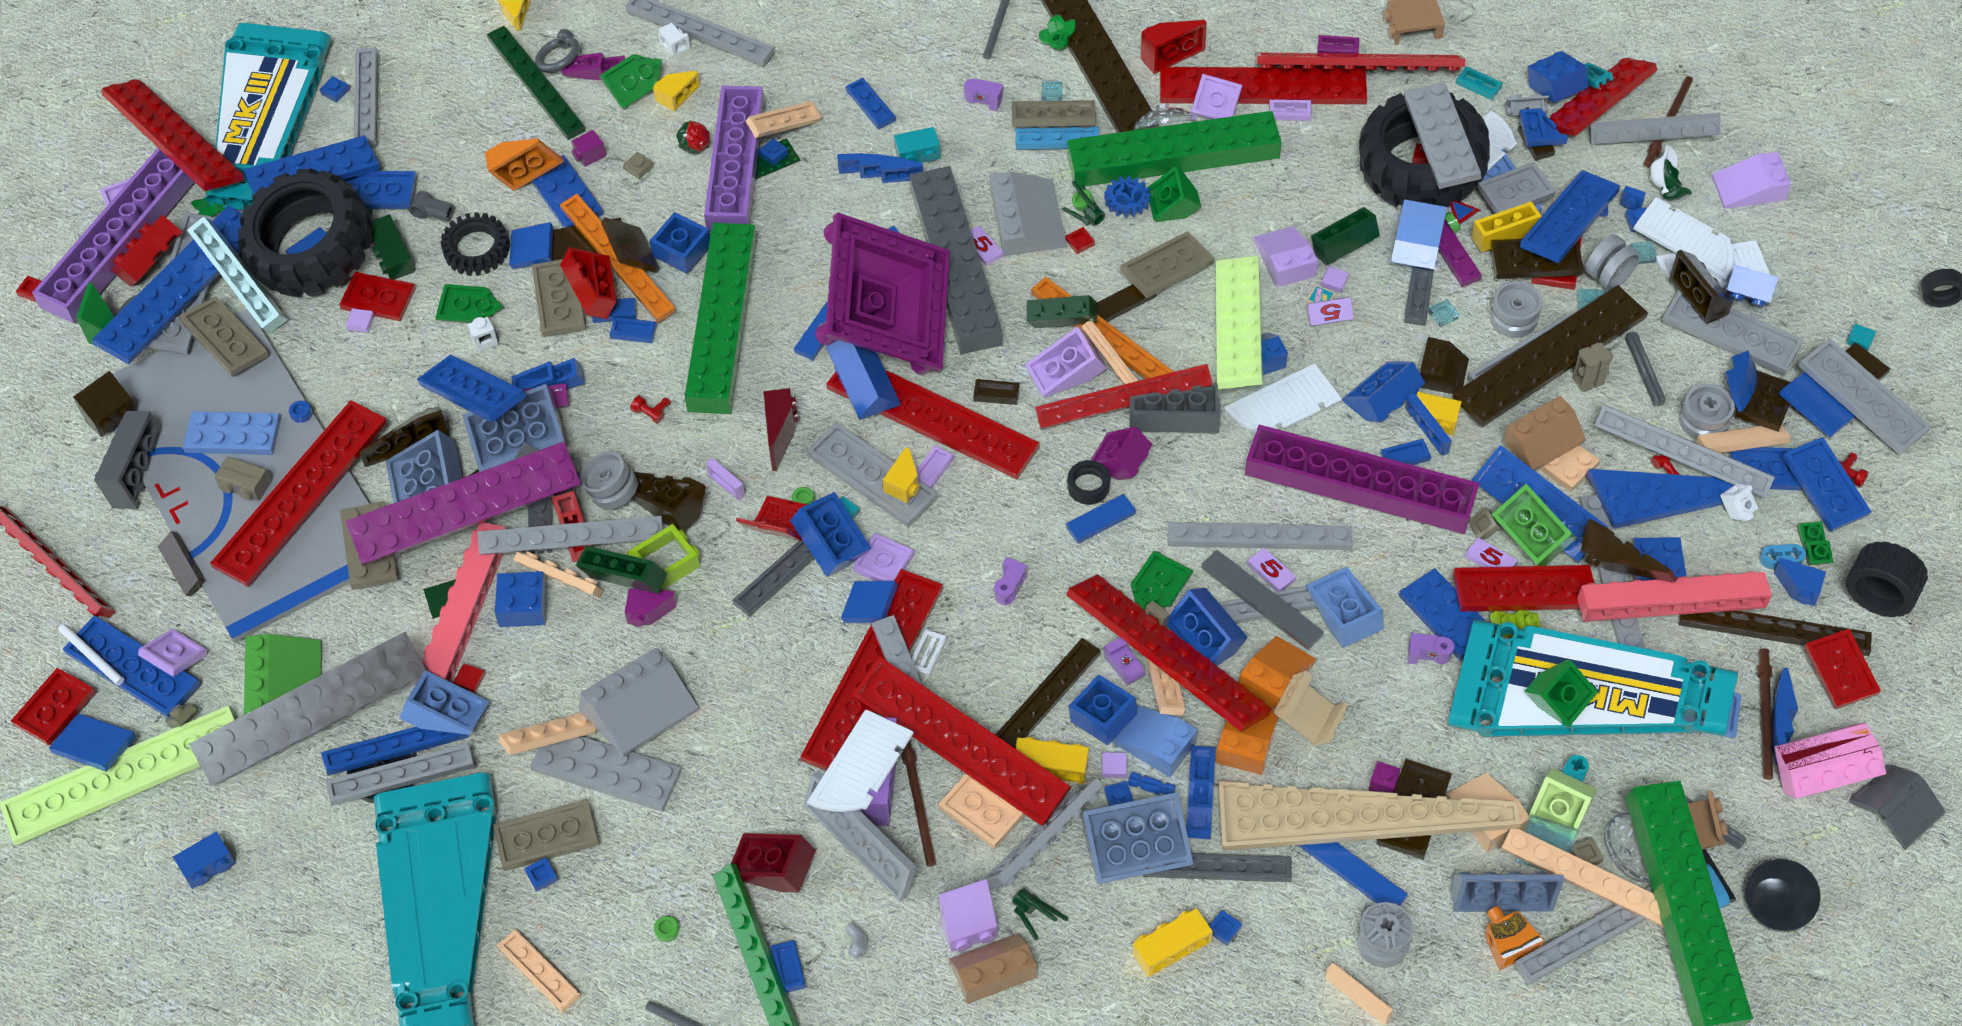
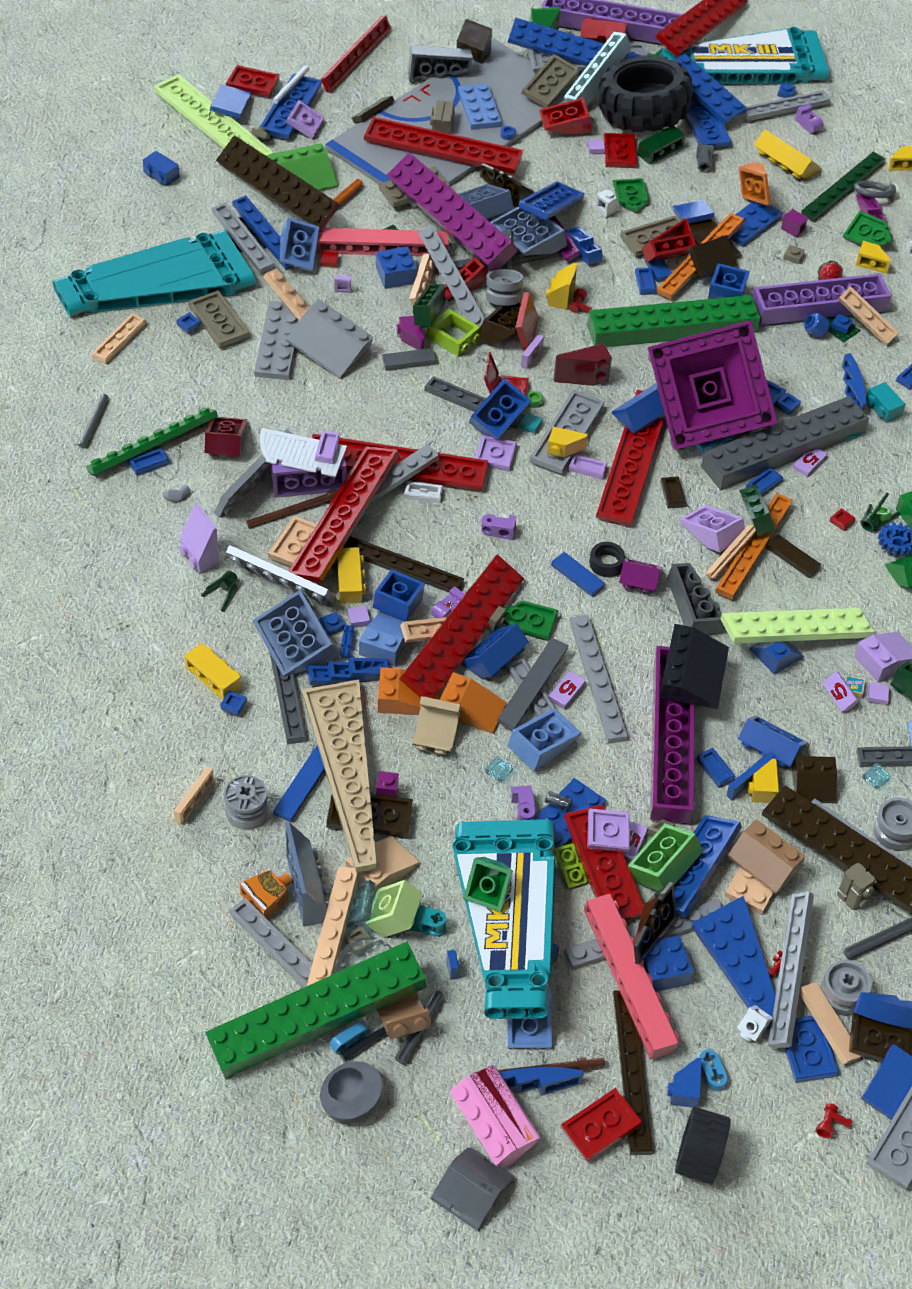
camera: 70 degrees right, 5 degrees down
(300, 336) = (567, 118): none -> red slope
(343, 631) = (349, 191): none -> orange axle
(404, 80) = (808, 119): none -> medium lavender leg
(464, 121) = (786, 155): none -> yellow slope
(470, 225) = (686, 173): black tyre -> none
(529, 669) = (342, 283): none -> lavender tile
(625, 416) = (562, 287): none -> yellow slope
(666, 929) = (164, 394): bright green tile -> none
(679, 469) = (527, 321): none -> tile
(690, 622) = (408, 359): none -> dark grey tile
(775, 175) = (816, 325): none -> blue head
(865, 730) = (327, 447): none -> lavender tile
(869, 601) = (453, 447): blue tile -> none
(994, 968) = (169, 570): medium nougat slope -> none
(1005, 298) = (766, 480): none -> blue tile
(1026, 213) = (851, 478): light grey slope -> none
(1119, 396) = (686, 554): red plate -> none
(1167, 264) = (839, 574): dark tan plate -> none
(1284, 400) = (748, 684): white piece -> none
(1291, 432) = (694, 668): none -> black slope
(1371, 664) = (499, 769): none -> clear light blue tile
(1438, 610) = (557, 800): none -> clear smoke pin
(1490, 570) = (608, 830): none -> lavender tile
(1631, 765) = (452, 964): none -> blue tile
(1815, 544) = (736, 1097): green slope -> none
(1826, 484) = (802, 1096): blue plate -> none

